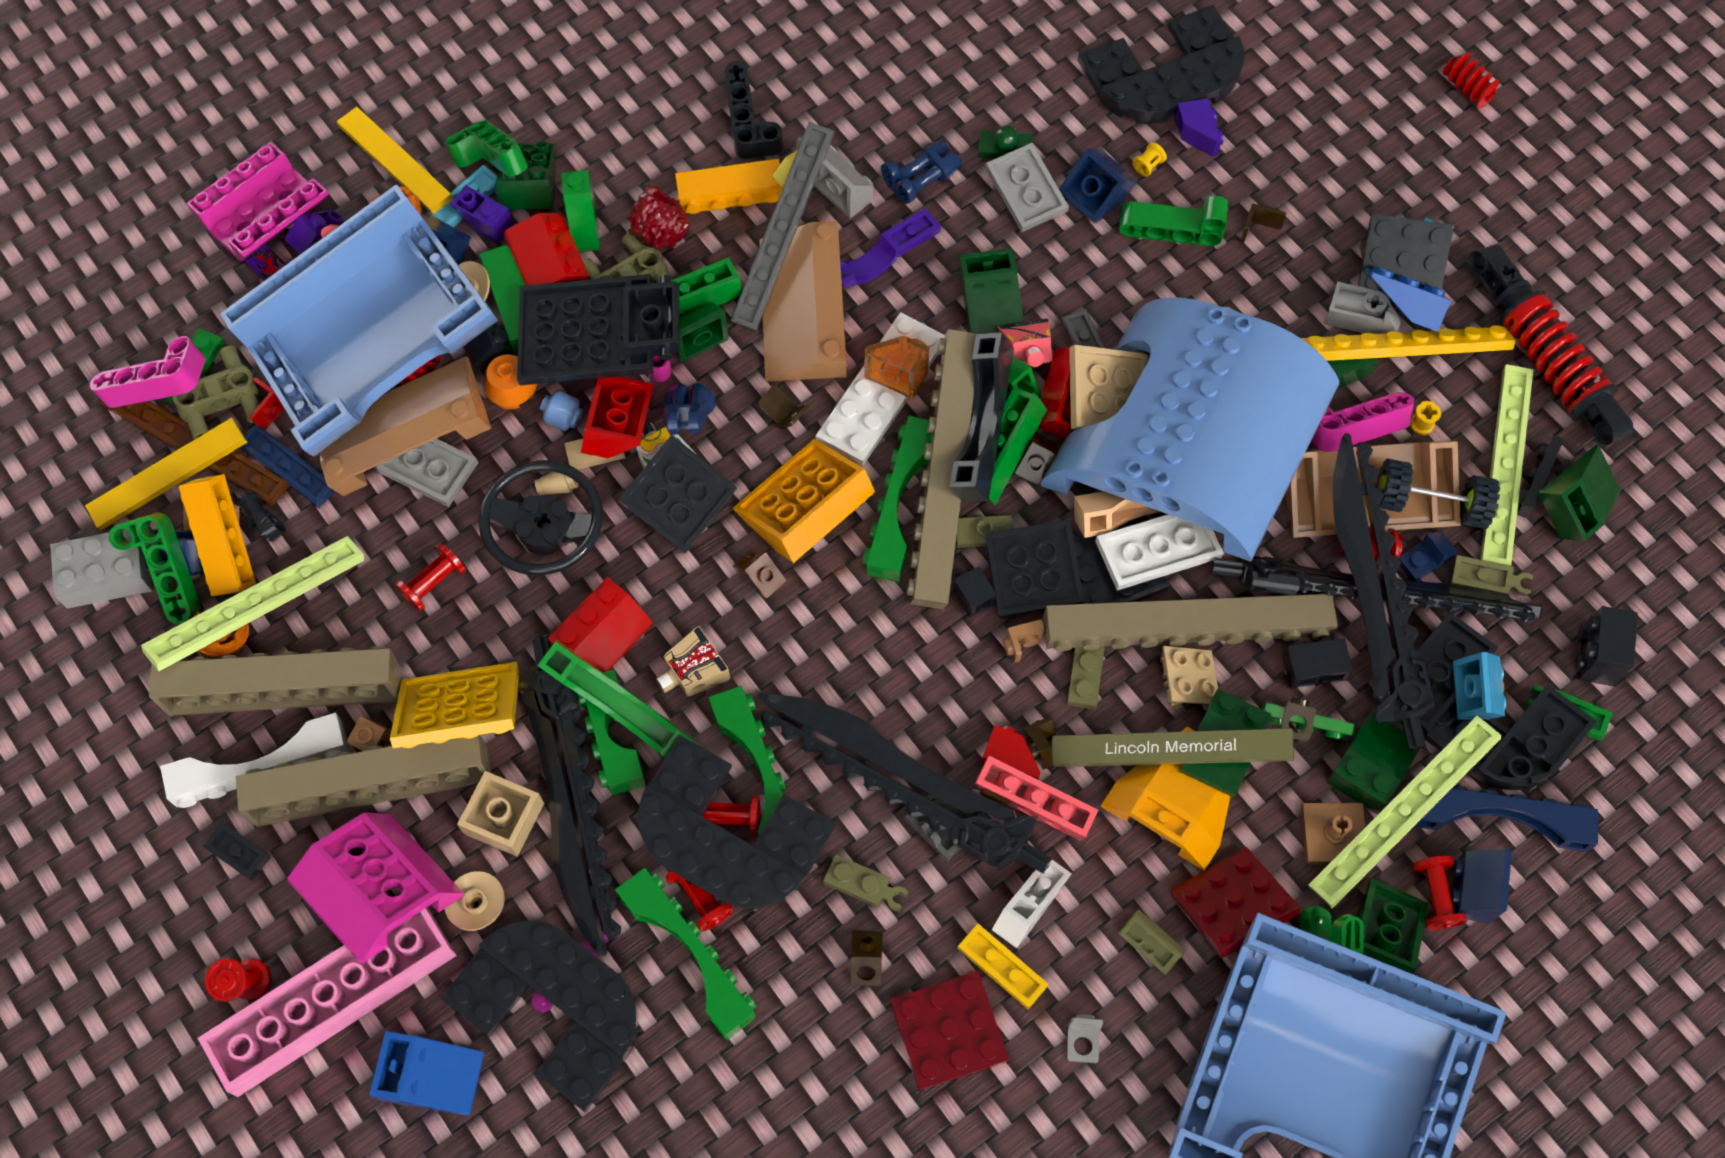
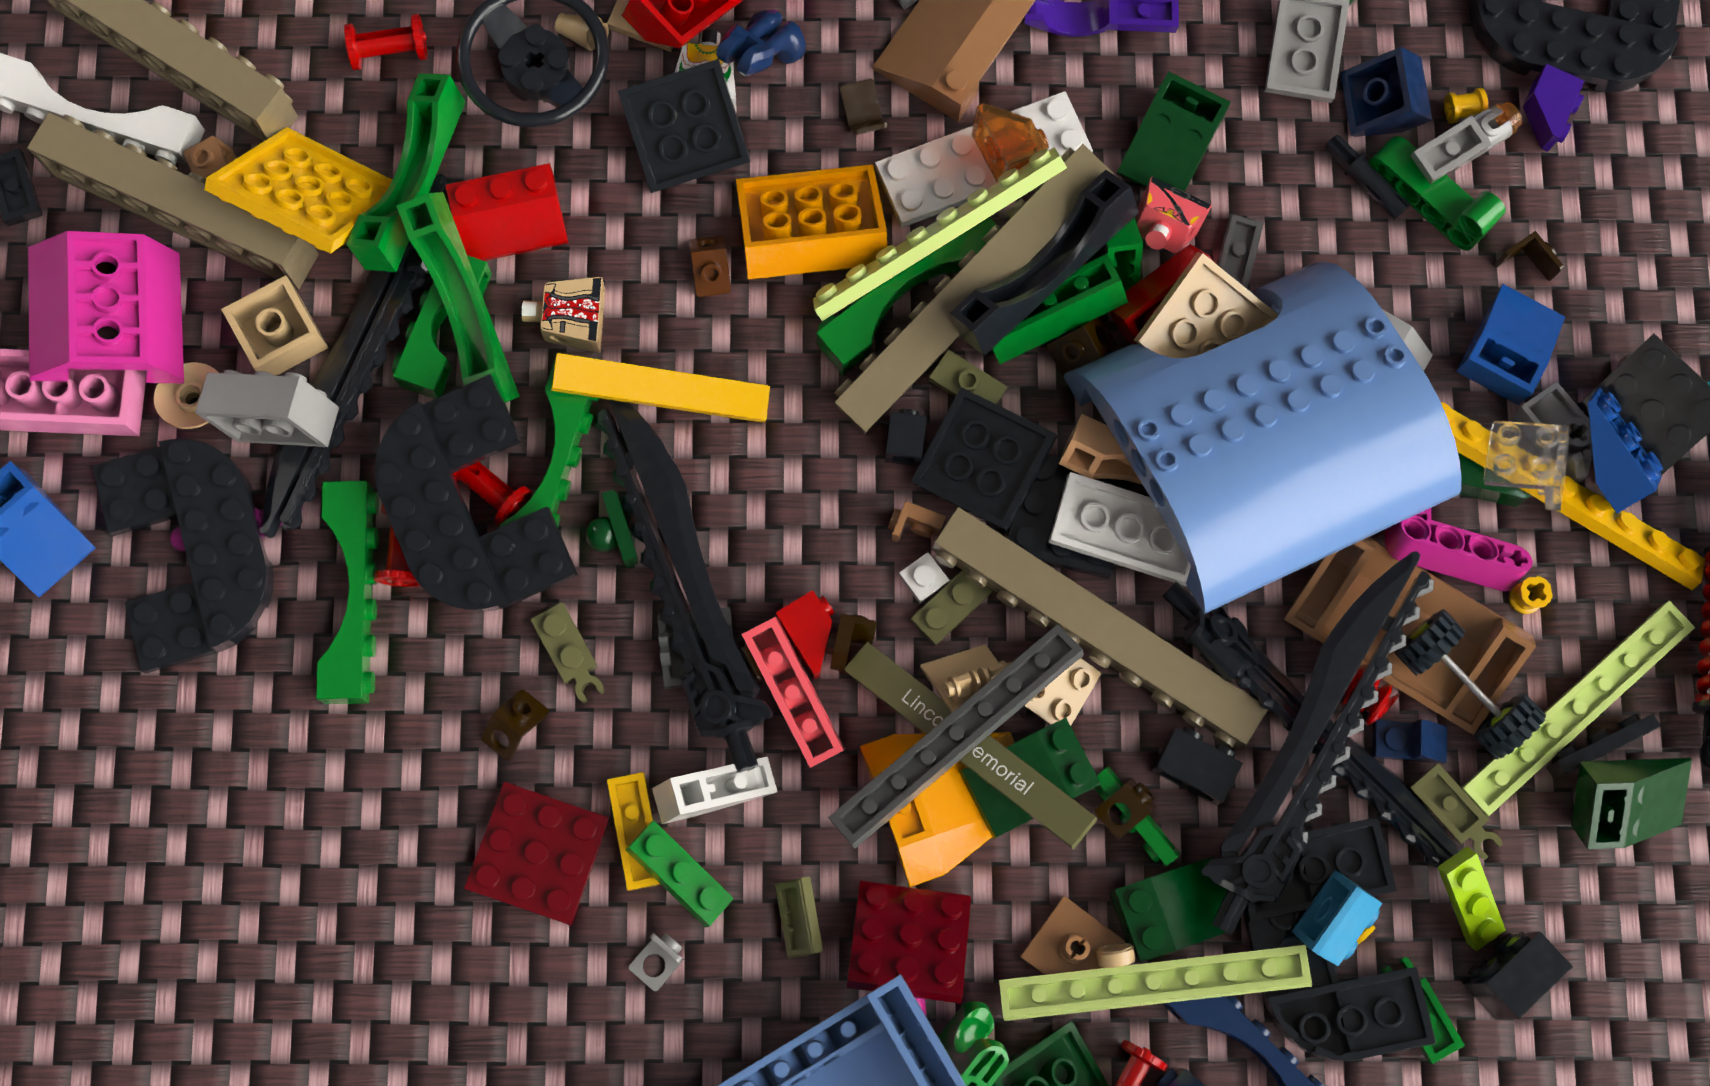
camera: 30 degrees right, 10 degrees up
(530, 684) = (432, 116): none -> green arch
(542, 866) = (267, 408): none -> light grey brick
(792, 669) = (660, 388): none -> yellow tile
(833, 783) = (606, 533): none -> dark green tile
(894, 455) = (948, 226): none -> yellowish green plate
(1054, 671) = (924, 578): none -> white plate
(1054, 971) = (679, 874): none -> green plate
(1125, 240) = (1367, 176): none -> black axle
(1138, 708) = (962, 674): none -> tan hinge
(1163, 748) = (956, 736): none -> dark grey plate
(1169, 177) = (1467, 141): none -> light grey plate
(1293, 280) = (1512, 345): none -> blue slope
(1363, 333) = (1529, 458): none -> clear bracket
(1366, 813) = (1116, 955): none -> tan tile
(1544, 619) = (1471, 898): none -> lime plate

